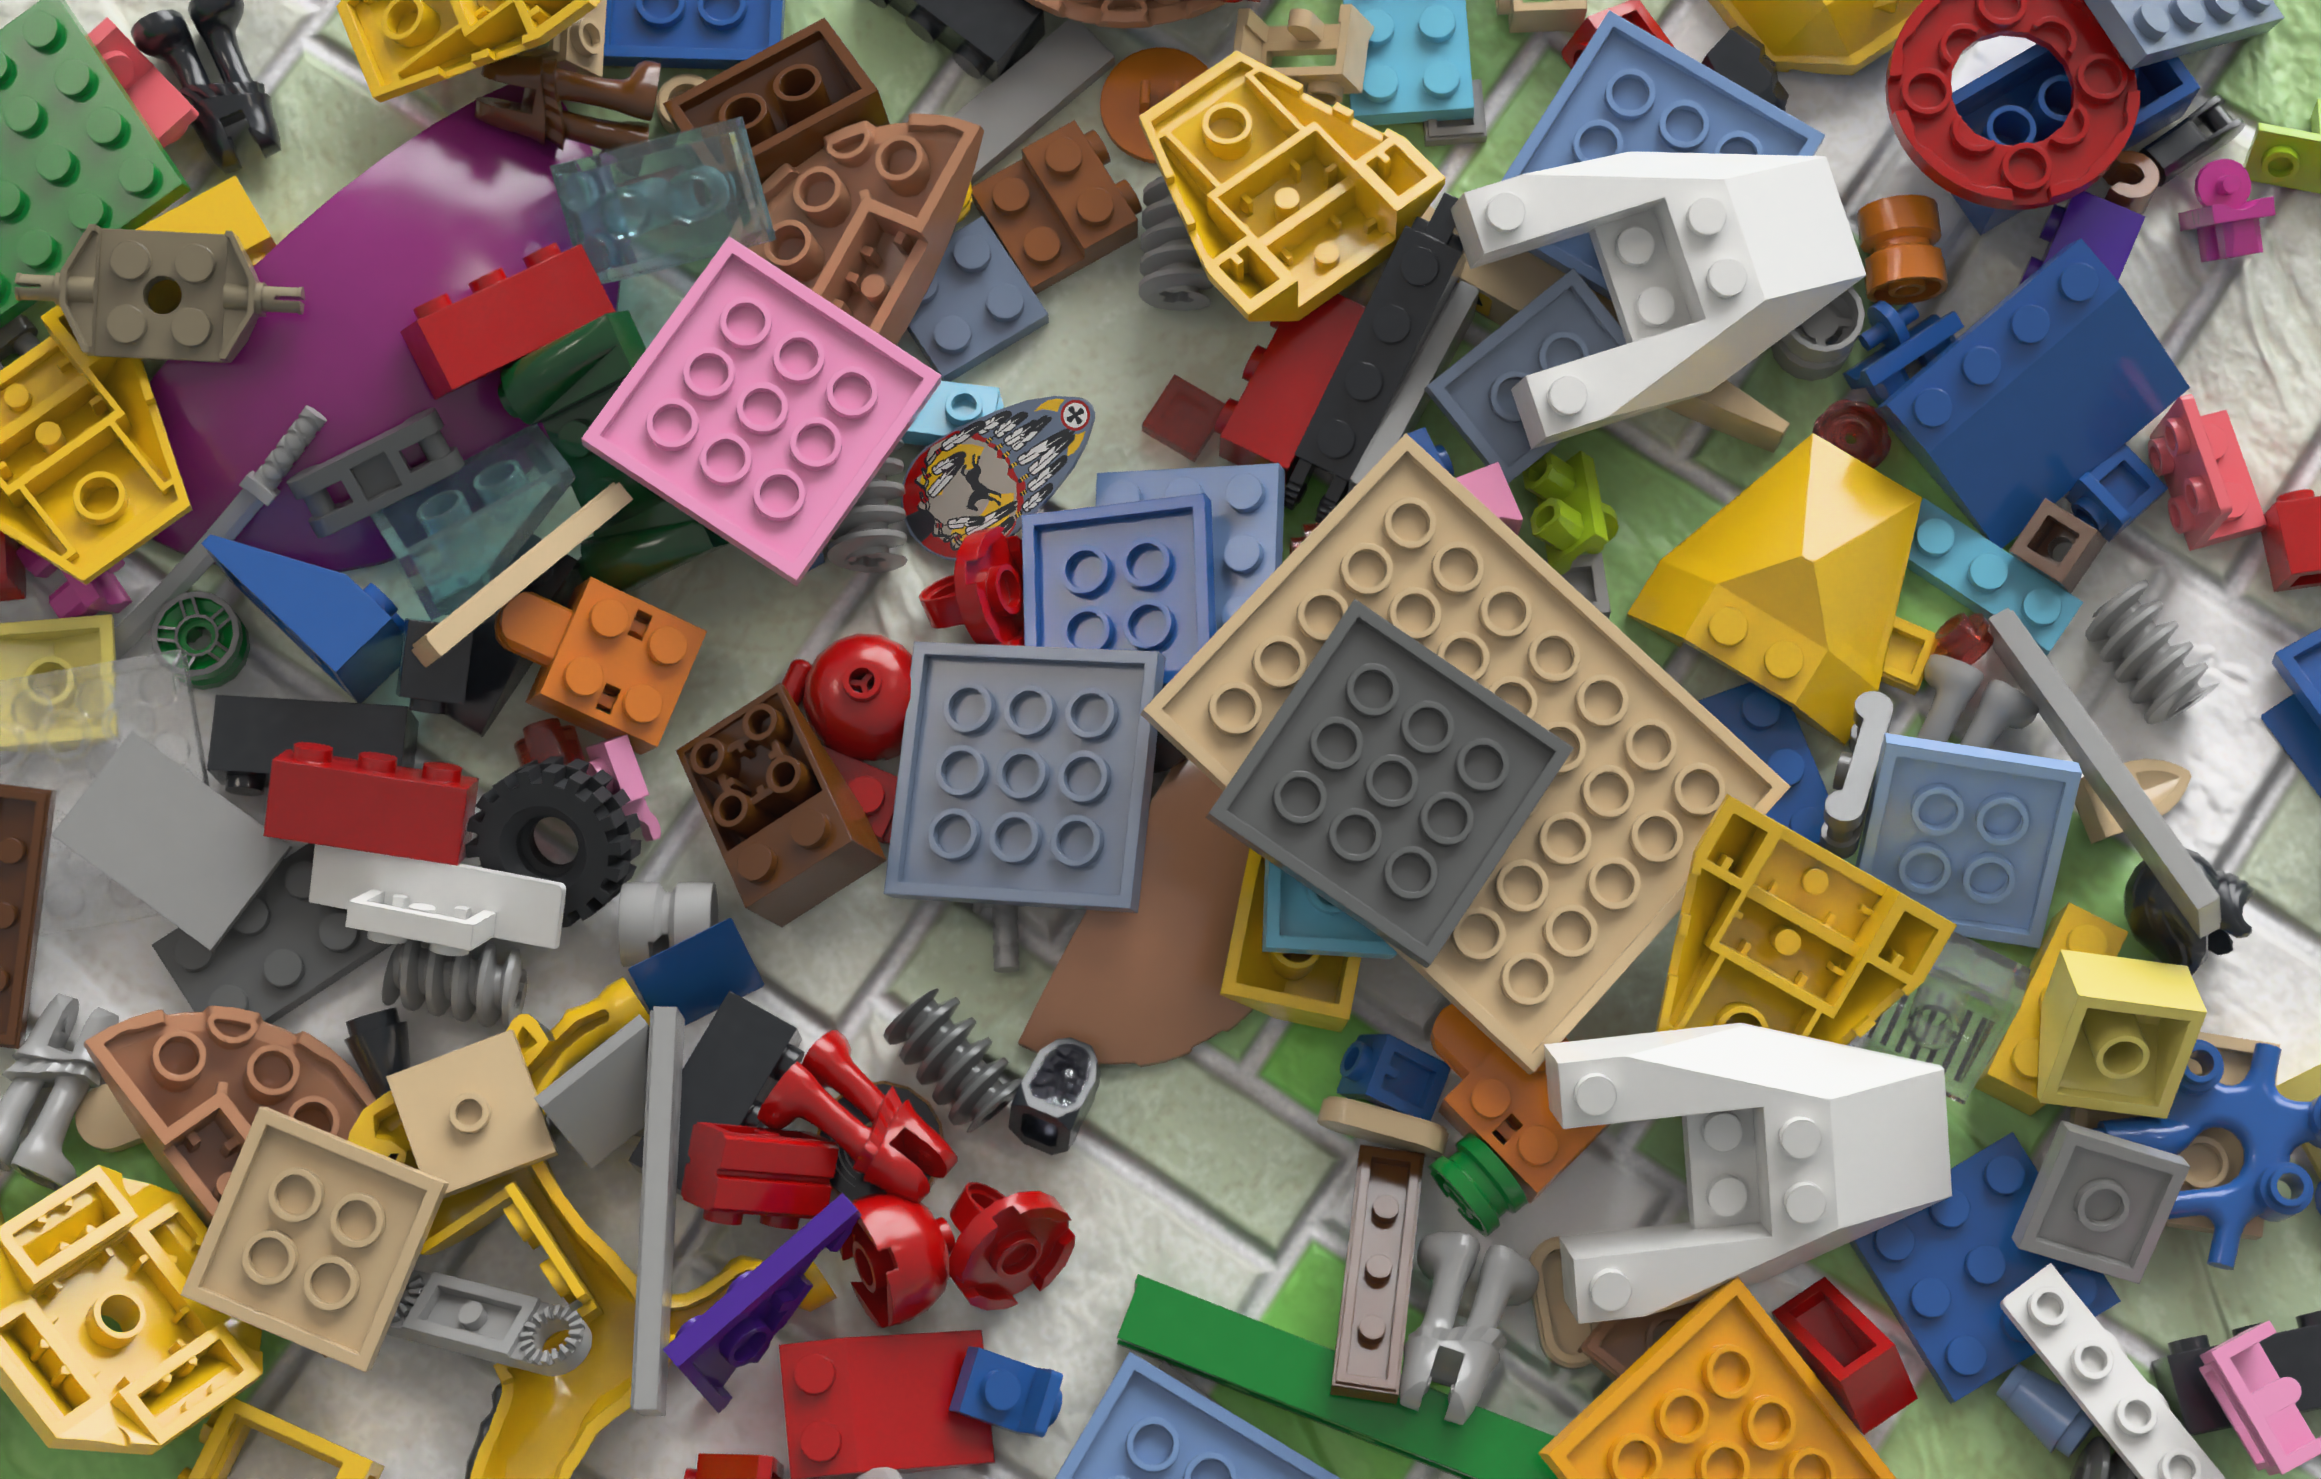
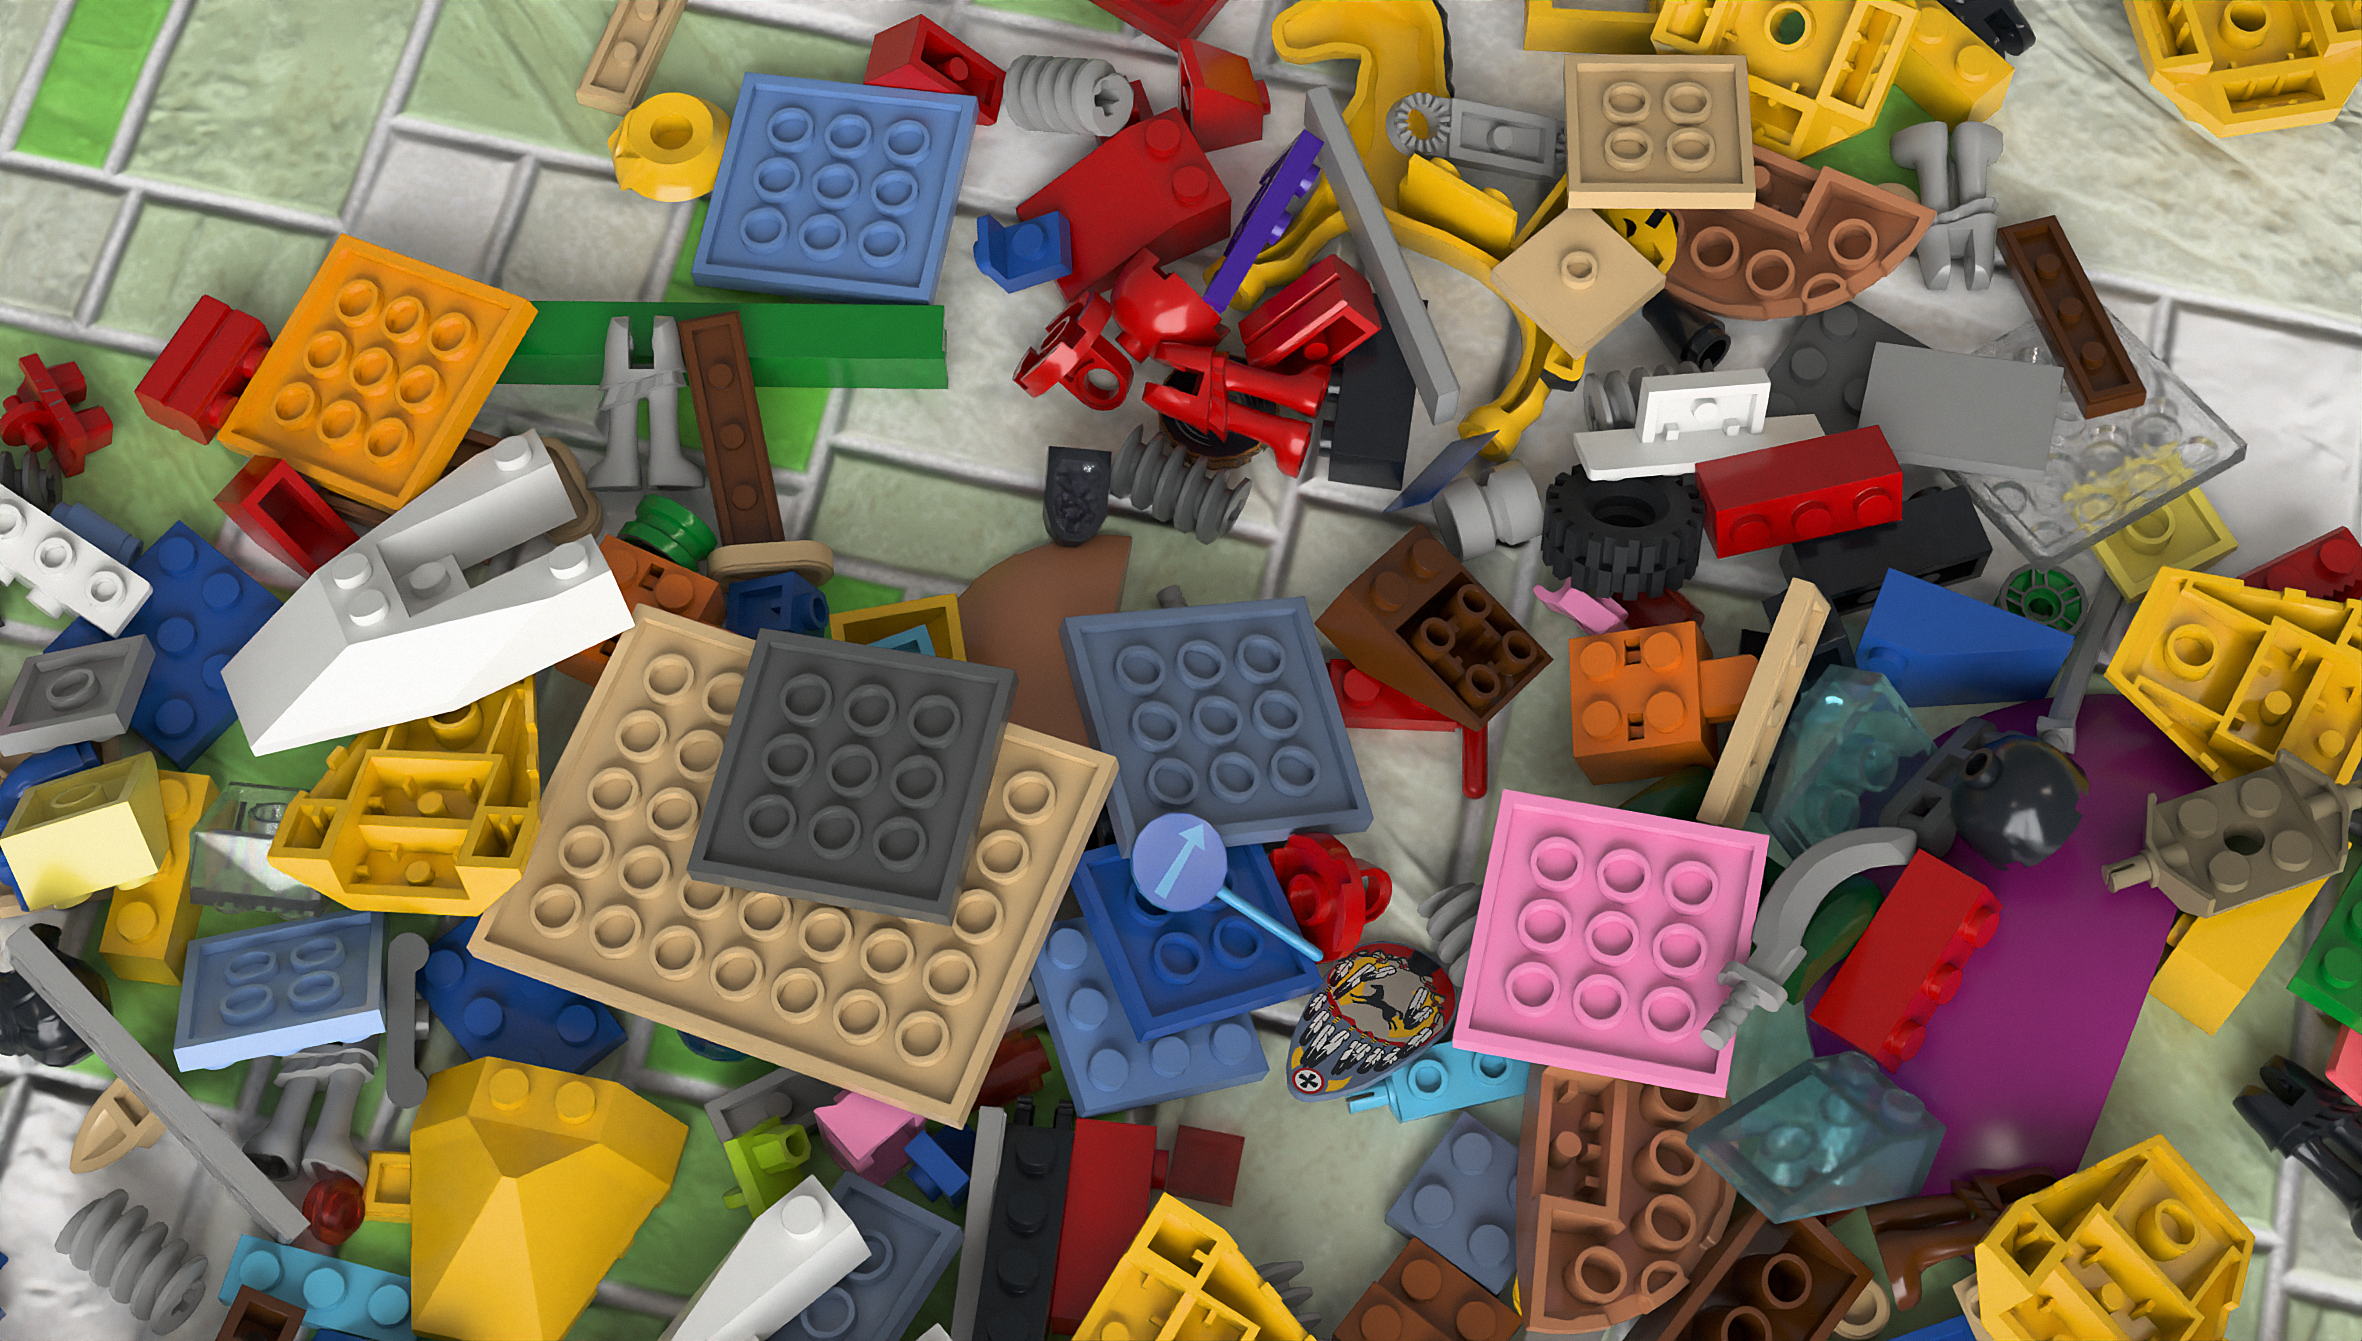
camera: 160 degrees right, 10 degrees down
(339, 399) = (2017, 800): none -> black cylinder
(596, 370) = (1787, 914): none -> light grey sword
(603, 1095) = (1479, 335): light grey slope -> none
(854, 722) = (1409, 778): red cylinder -> none
(1111, 626) = (1183, 866): none -> piece

